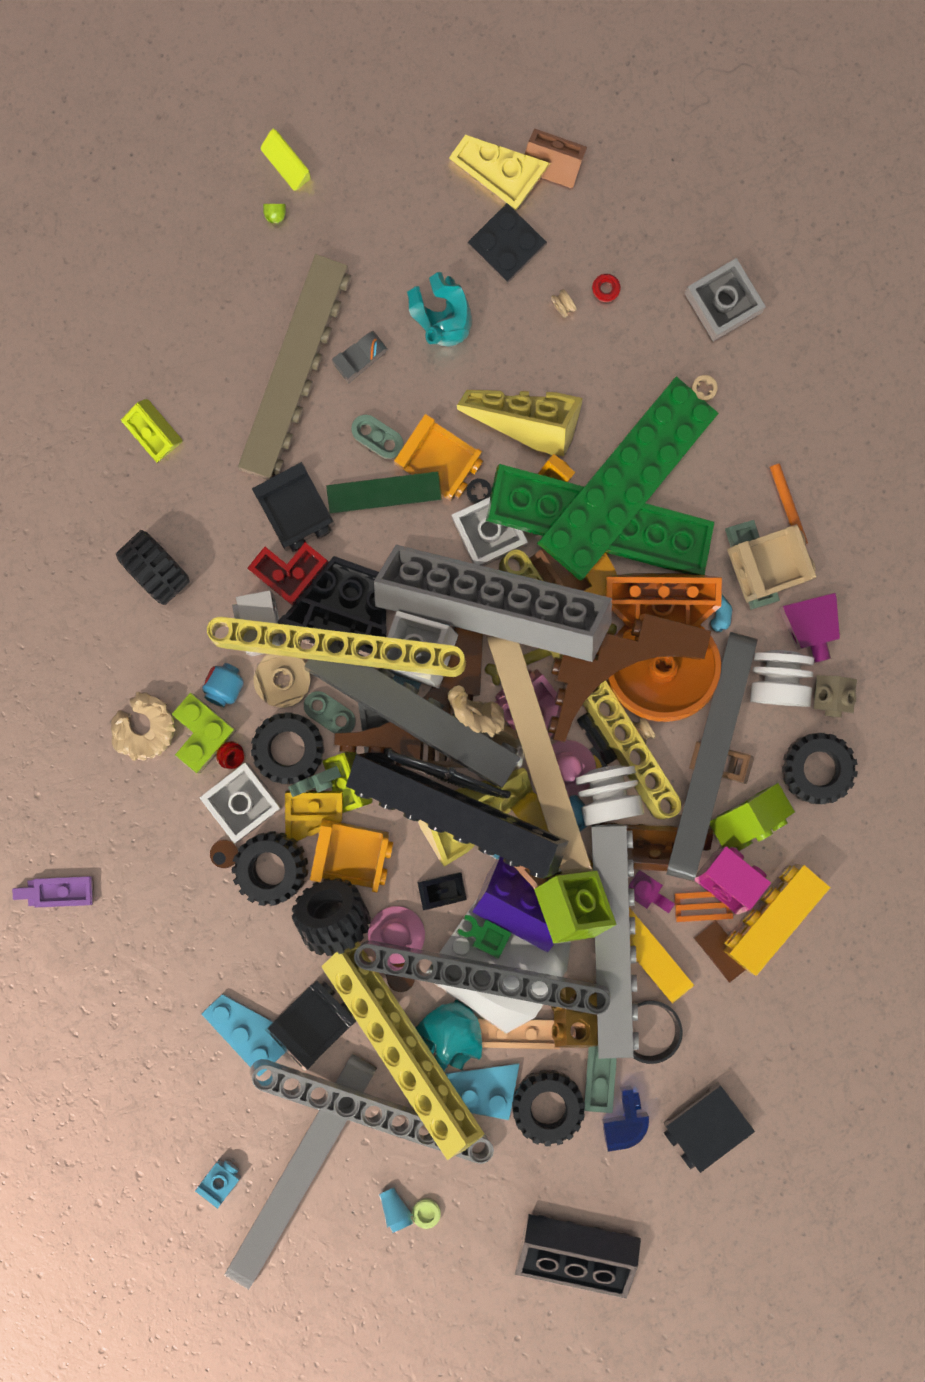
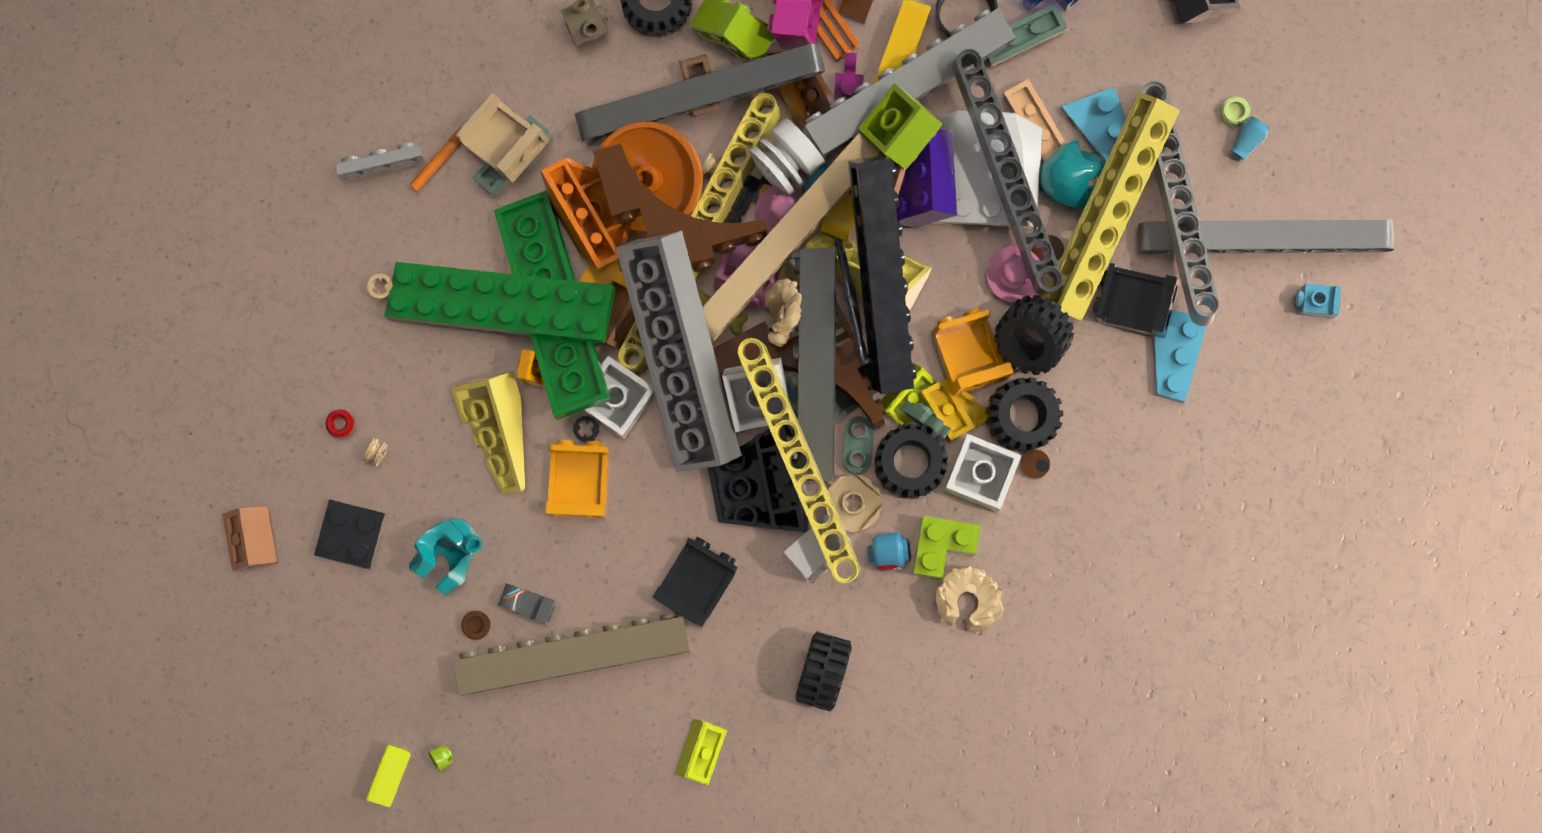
camera: 120 degrees left, 5 degrees down
(56, 892) = (1157, 590): medium lavender hinge -> none
(234, 759) = (947, 508): red plate -> none
(292, 578) = (762, 546): red brick -> none
(368, 304) = (476, 625): none -> reddish brown tile
(378, 437) = (590, 546): sand green plate -> none
(384, 492) = (636, 511): dark green tile -> none
(441, 890) = (954, 258): black slope -> none
(488, 938) = (970, 189): green plate -> none
(499, 169) = (287, 578): light yellow wing -> none
(553, 1132) = (1091, 37): black tyre -> none
(584, 1024) = (996, 66): pearl gold brick -> none
(723, 616) = (574, 153): medium azure arm -> none
(724, 299) = (292, 311): light grey brick -> none
(782, 679) = (598, 71): white wheel -> none
(813, 624) = (533, 74): magenta torso -> none
(814, 449) = (379, 161): none -> light grey plate

